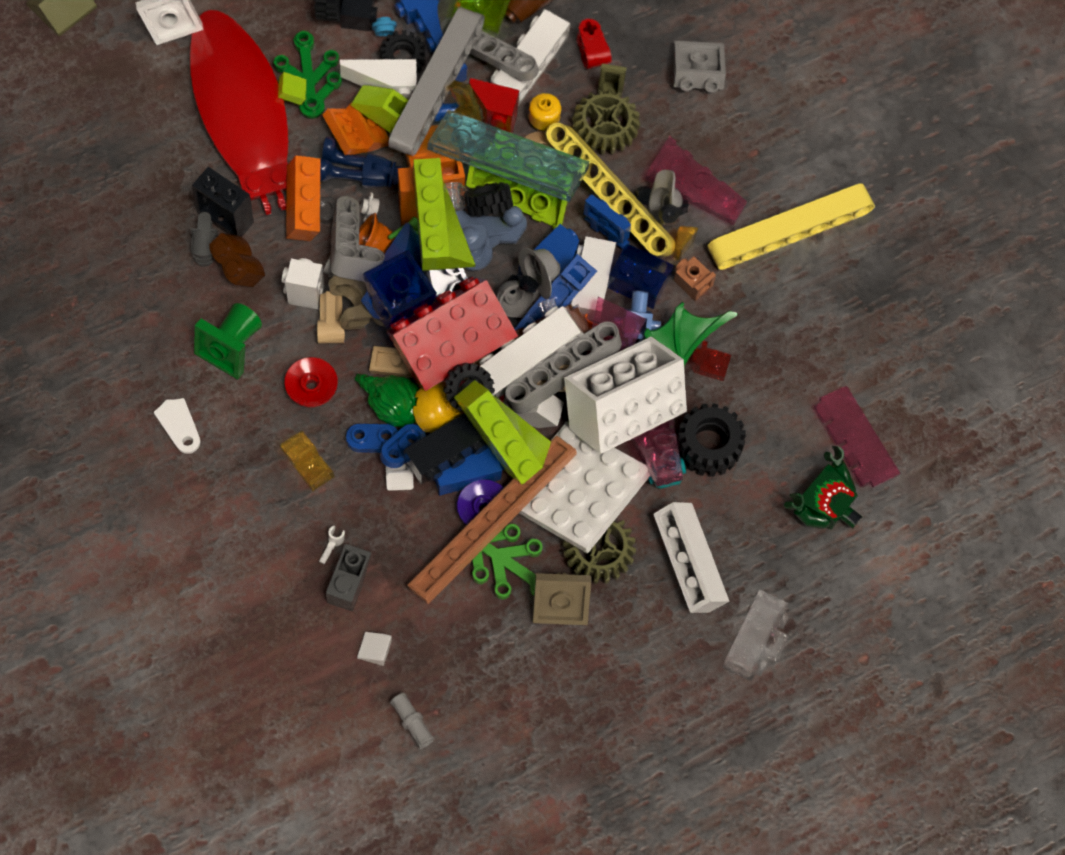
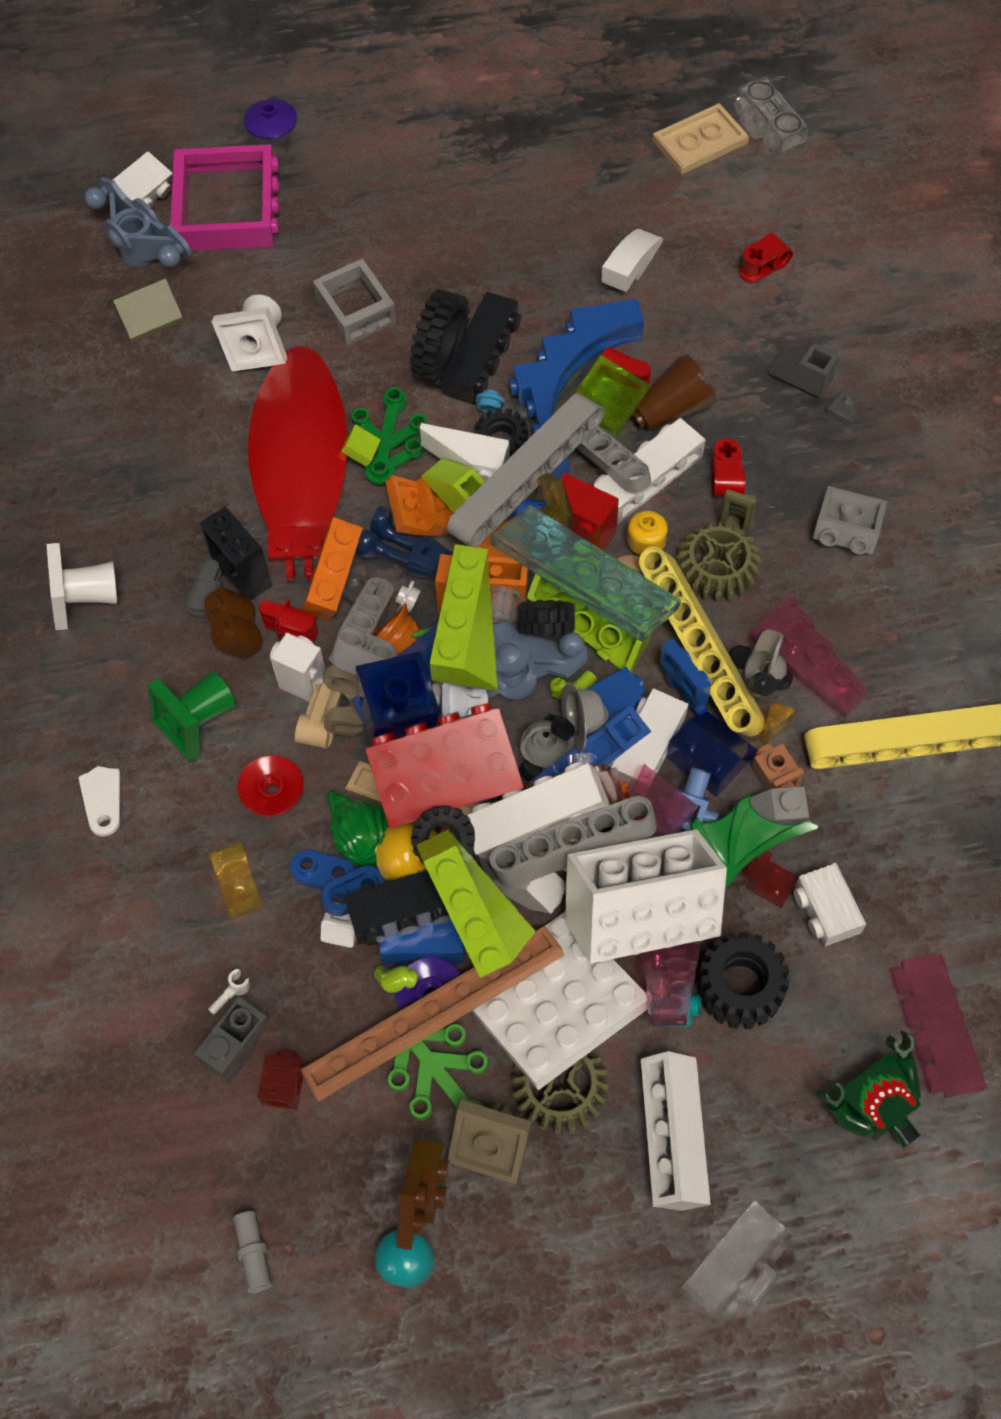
camera: 25 degrees right, 5 degrees down
(98, 258) = (77, 585): none -> white plant
(280, 247) = (288, 619): none -> red arm
(375, 648) = (238, 1140): white slope -> none
(394, 597) = (281, 1081): none -> clear red brick
(456, 502) = (396, 978): none -> lime arm
(512, 252) = (585, 681): none -> lime arm
(523, 695) = (403, 1266): none -> teal hair
(525, 643) = (421, 1190): none -> reddish brown plate
(705, 303) = (782, 805): none -> light grey slope
(758, 370) = (829, 905): none -> white brick

